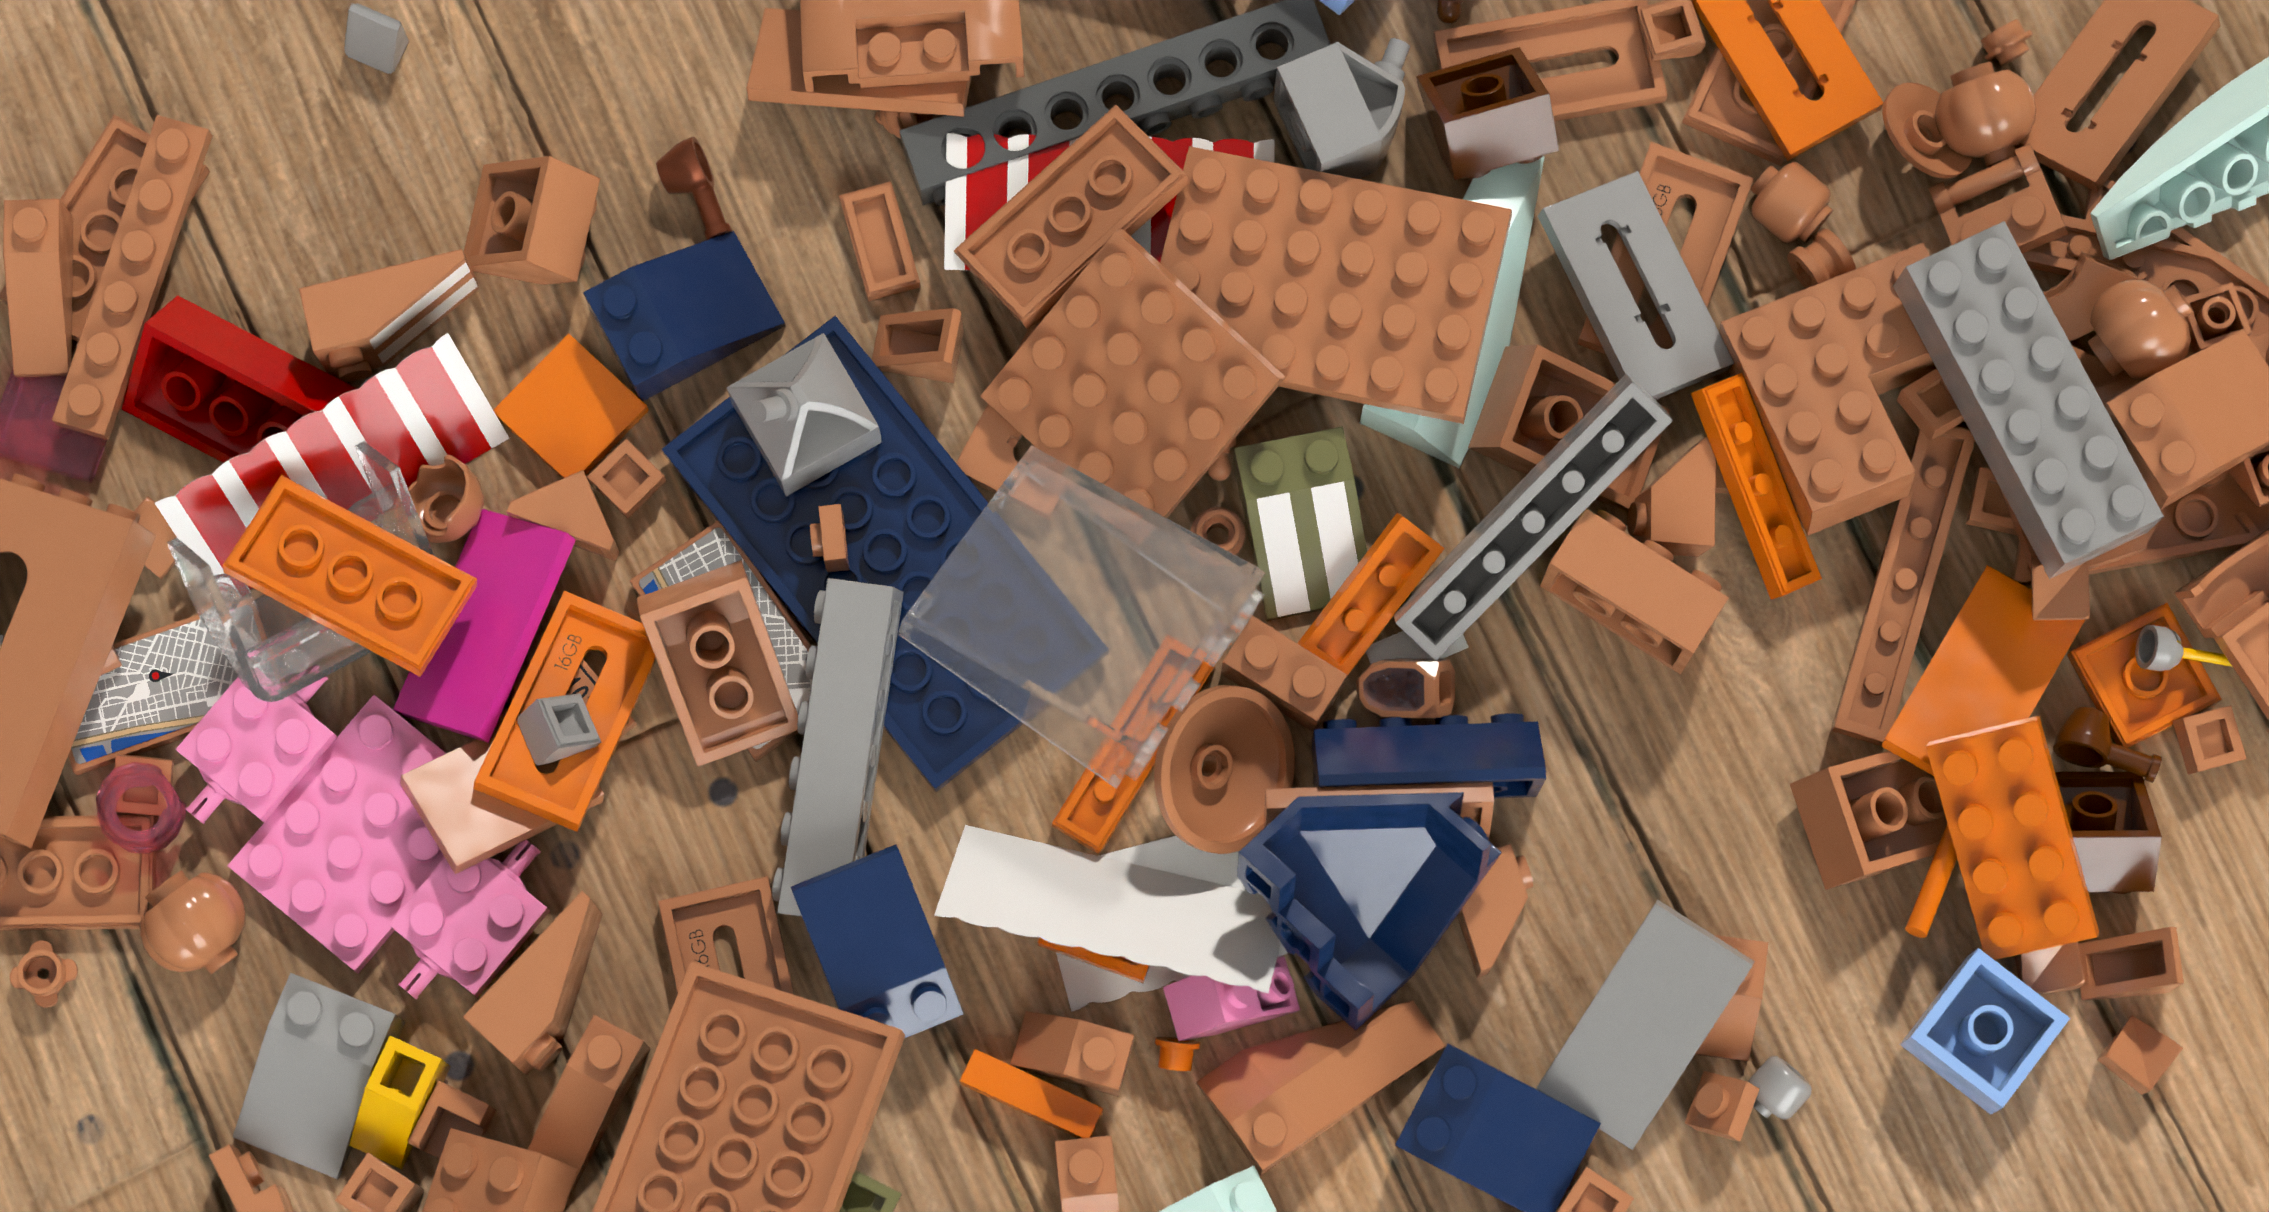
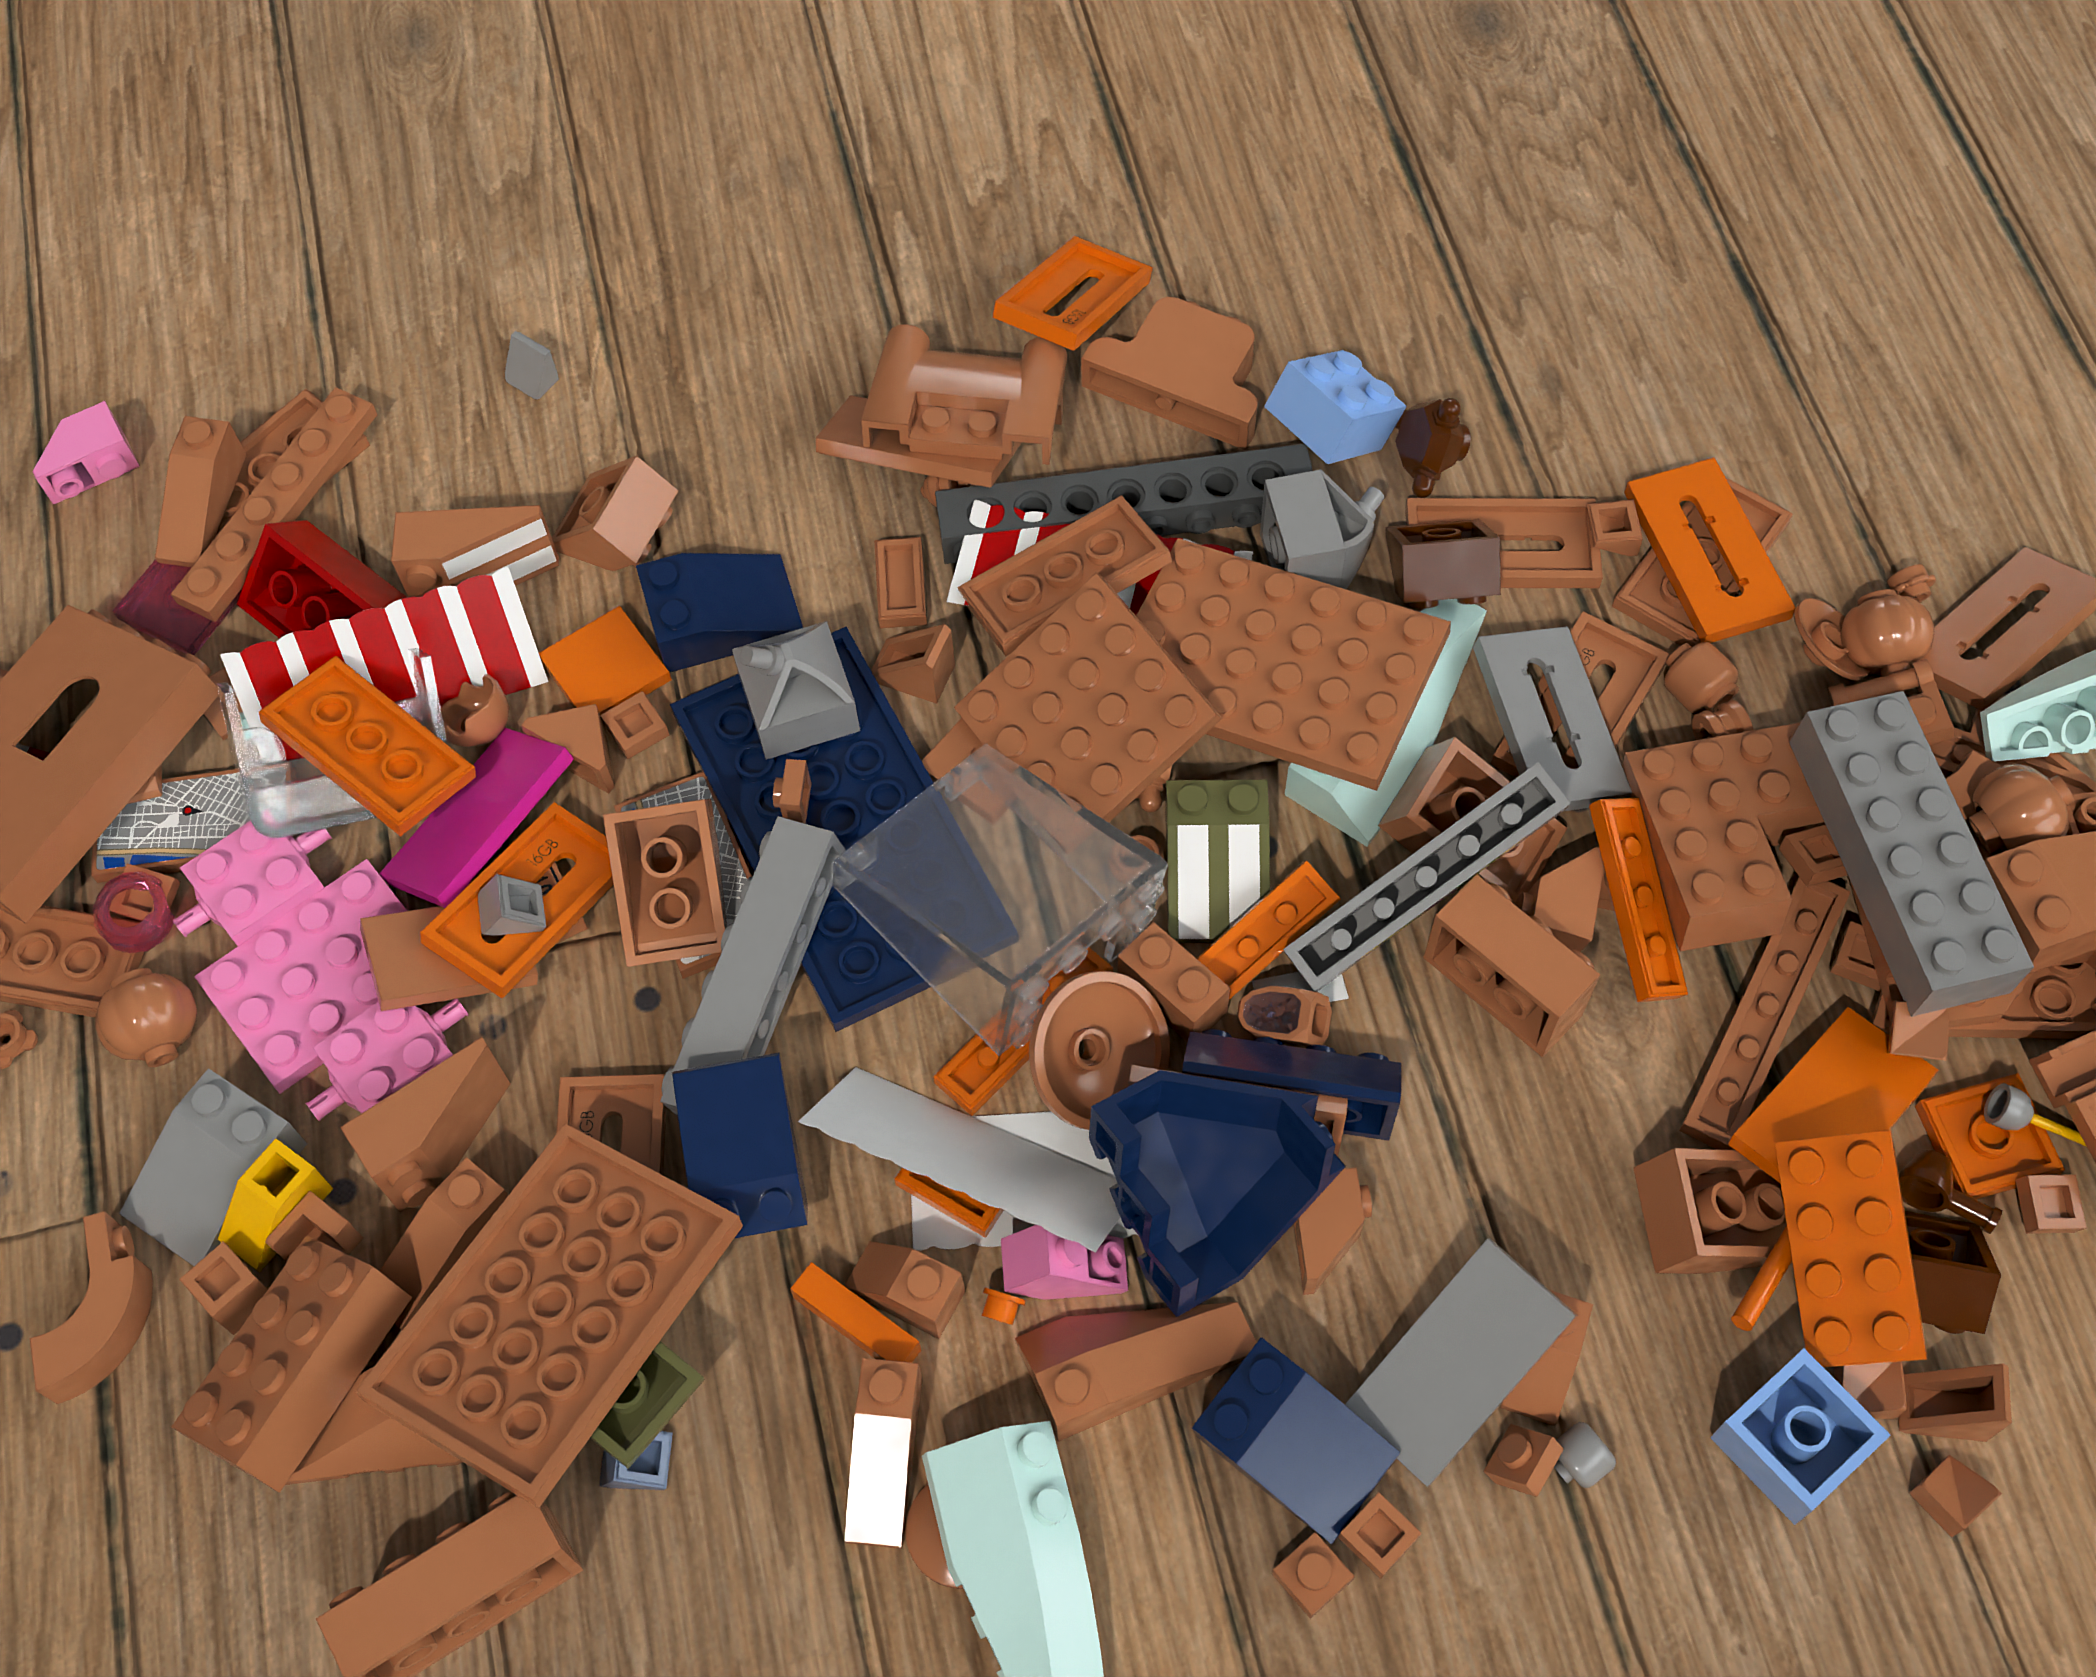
camera: 15 degrees right, 15 degrees down
(688, 171) = (755, 501): copper bar -> none

